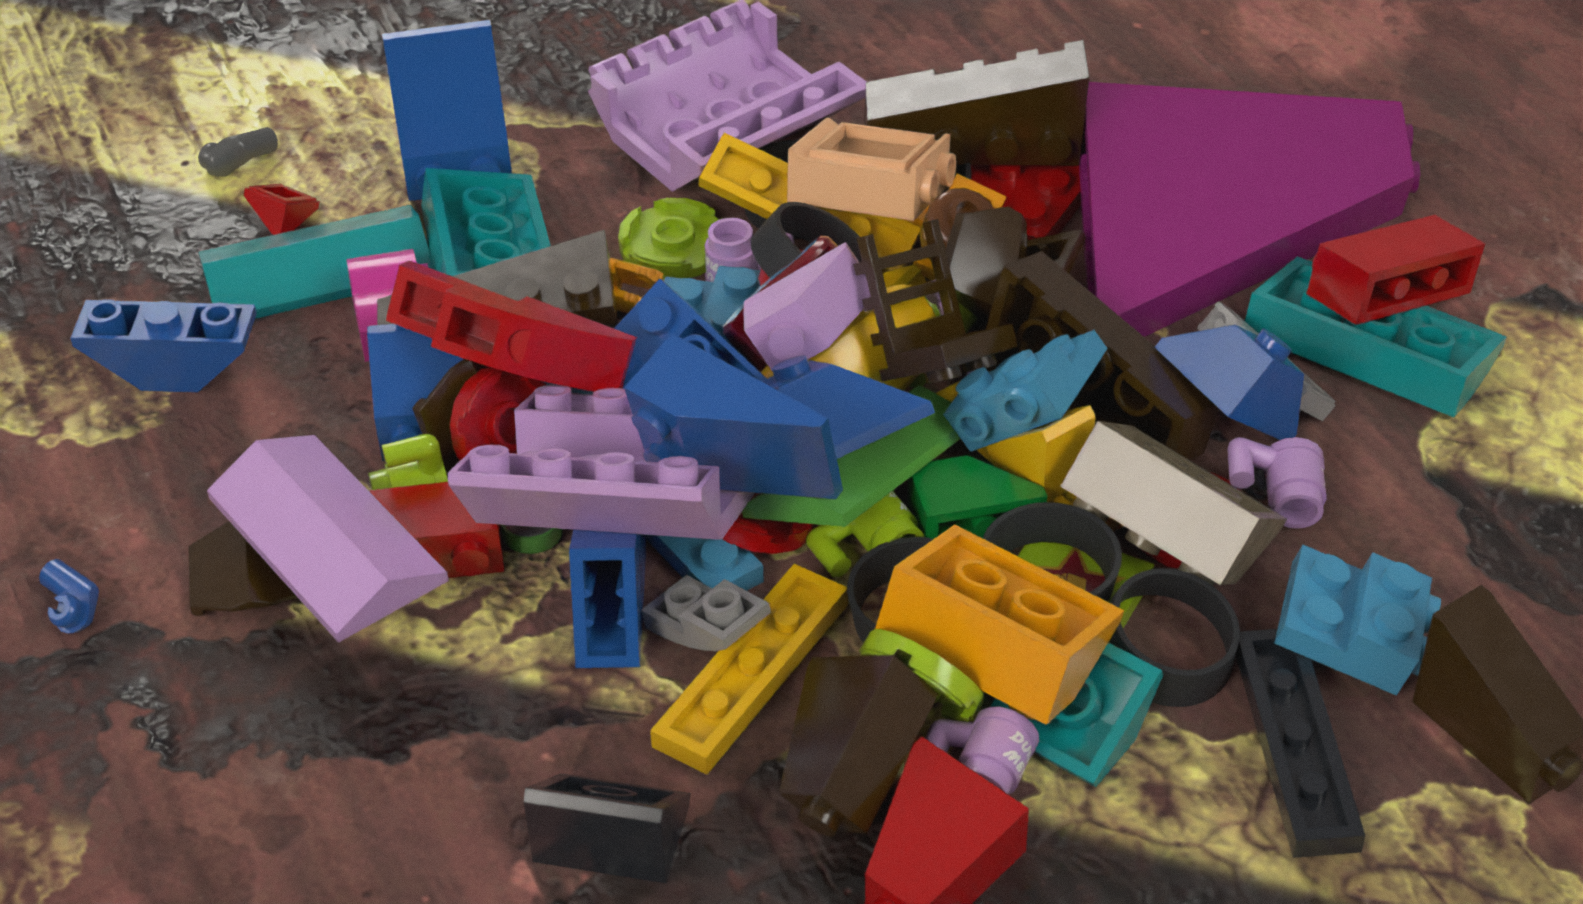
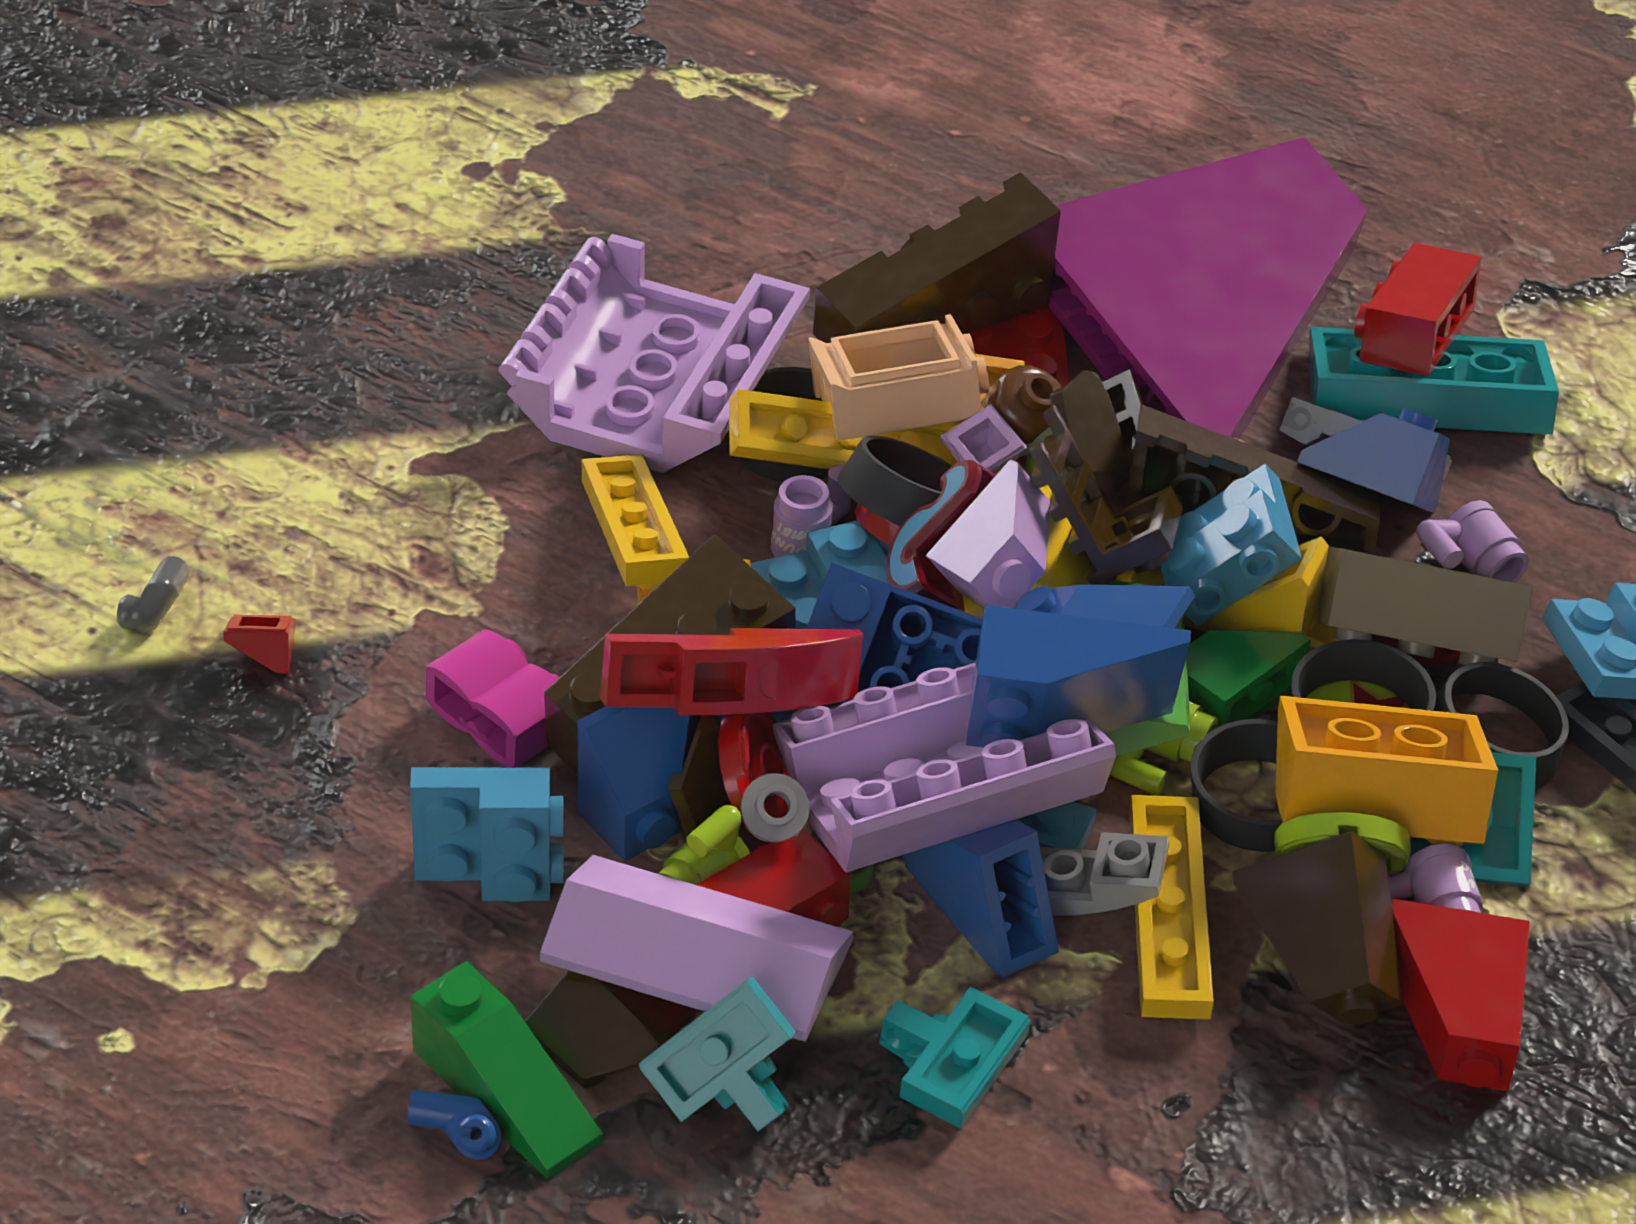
camera: 35 degrees left, 0 degrees up
(128, 571) = (490, 1053): none -> green slope
(163, 342) = (316, 825): blue slope -> none
(266, 381) = (488, 829): none -> dark azure plate
(271, 630) = (724, 1058): none -> teal hinge
(307, 263) = (351, 688): teal slope -> none
(447, 101) = (403, 469): blue slope -> none
(456, 436) = (765, 826): none -> light grey plate
(470, 709) = (954, 1055): none -> teal hinge
(480, 218) = (523, 585): teal slope -> none
(594, 205) = (633, 519): none -> yellow plate
(605, 826) = (1176, 1099): black slope -> none
(668, 237) = (711, 506): lime tile -> none
(899, 236) = (985, 440): none -> lavender slope

